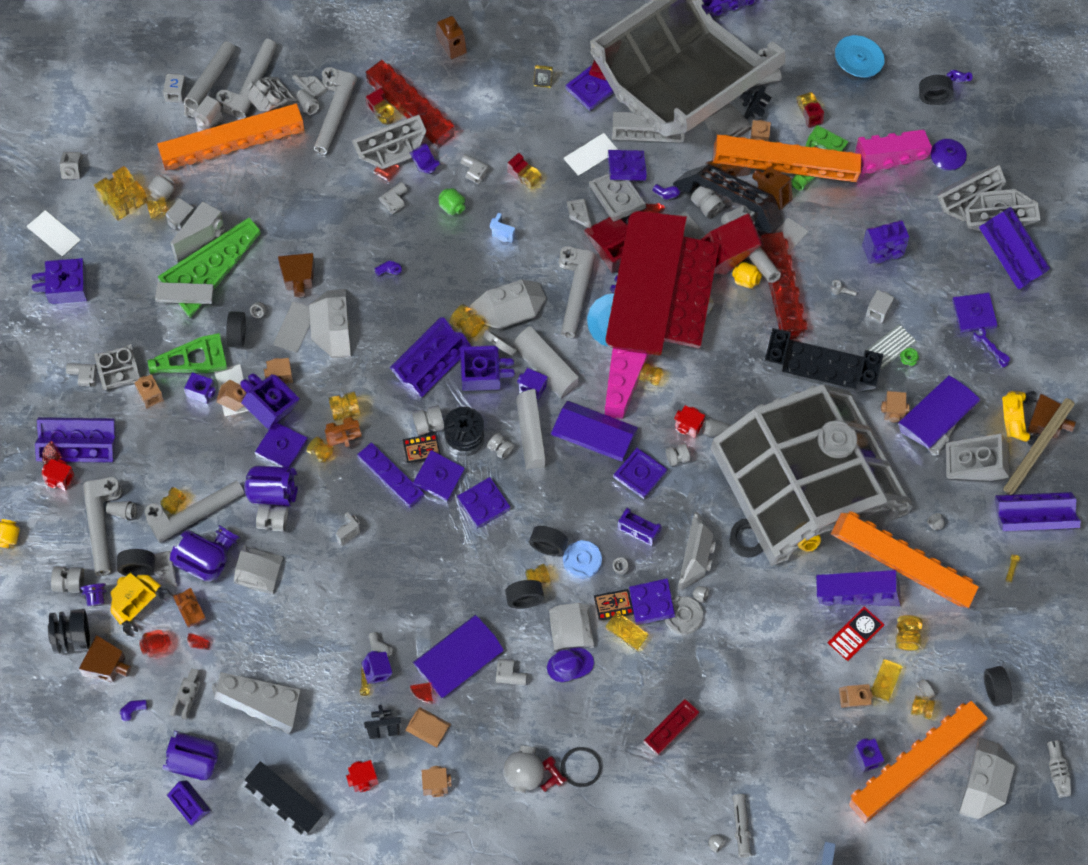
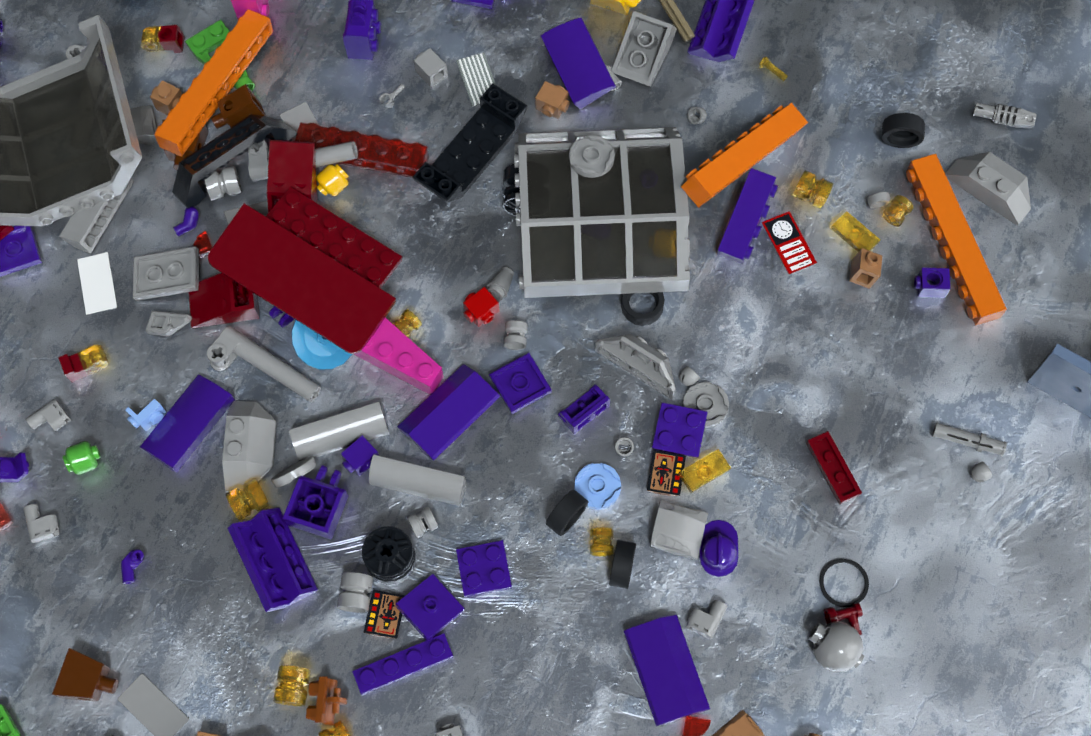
camera: 65 degrees left, 5 degrees up
(330, 323) = (170, 661): light grey wedge -> none
(508, 259) = (187, 423): none -> dark purple slope
(627, 165) = (133, 248): dark purple plate -> none
(752, 101) = (134, 93): black hips -> none
(911, 353) = (500, 60): bright green plate -> none

